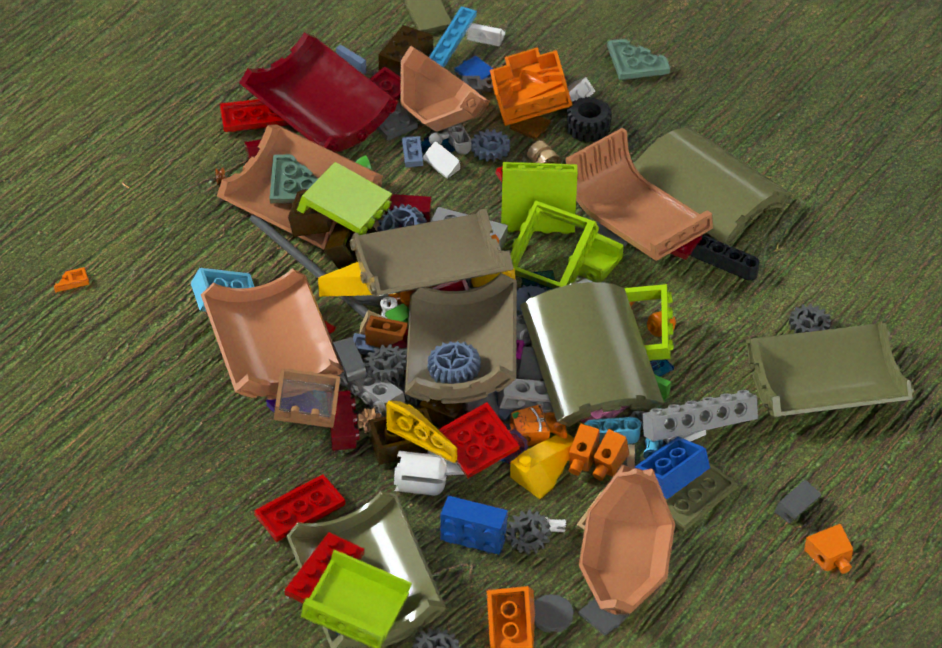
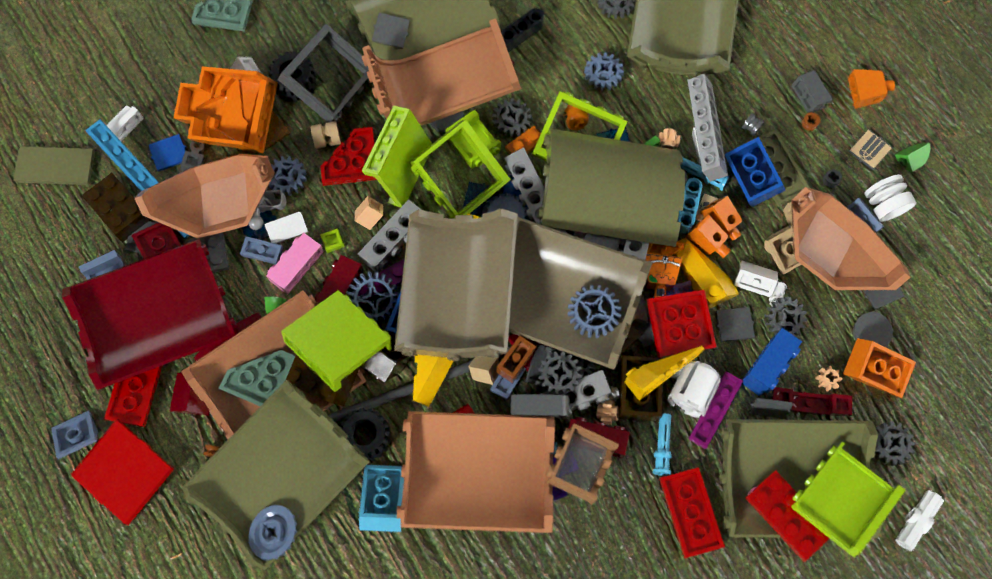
camera: 70 degrees left, 25 degrees up
(165, 225) = (260, 536): none -> sand blue gear
(180, 129) = (122, 472): none -> red piece
(200, 92) = (74, 434): none -> sand blue slope
(216, 206) = (278, 457): none -> olive panel
(273, 259) = (368, 417): none -> black tyre
(347, 472) = (662, 453): none -> medium azure pin
(411, 175) = (294, 263): none -> bright pink brick
(414, 502) = (707, 425): none -> magenta plate
(427, 537) = (770, 408): none -> dark grey piece
(446, 195) = (332, 240): none -> lime tile
(448, 572) = (815, 403): none -> dark red slope
(481, 583) = (825, 382): none -> light nougat gear
(485, 203) = (369, 212): none -> light nougat panel
(507, 499) = (735, 324): none -> dark grey piece
(562, 502) = (756, 279): none -> white panel
(604, 108) = (345, 49): none -> dark grey window
(633, 275) = (516, 111): none -> dark grey gear
(665, 158) = (390, 30): none -> dark grey piece
(675, 396) = (669, 138): none -> light nougat gear
(676, 572) = (863, 211): none -> sand blue plate
(704, 585) = (889, 197): none -> white wheel
(707, 538) = (836, 175): none -> dark grey bush
(723, 332) = (604, 72): none -> sand blue gear
(731, 461) = (753, 124): none -> dark grey wheel
(761, 571) = (870, 149): none -> piece
(762, 507) = (810, 127): none -> dark orange bush
(770, 607) = (914, 156): none -> bright green brick

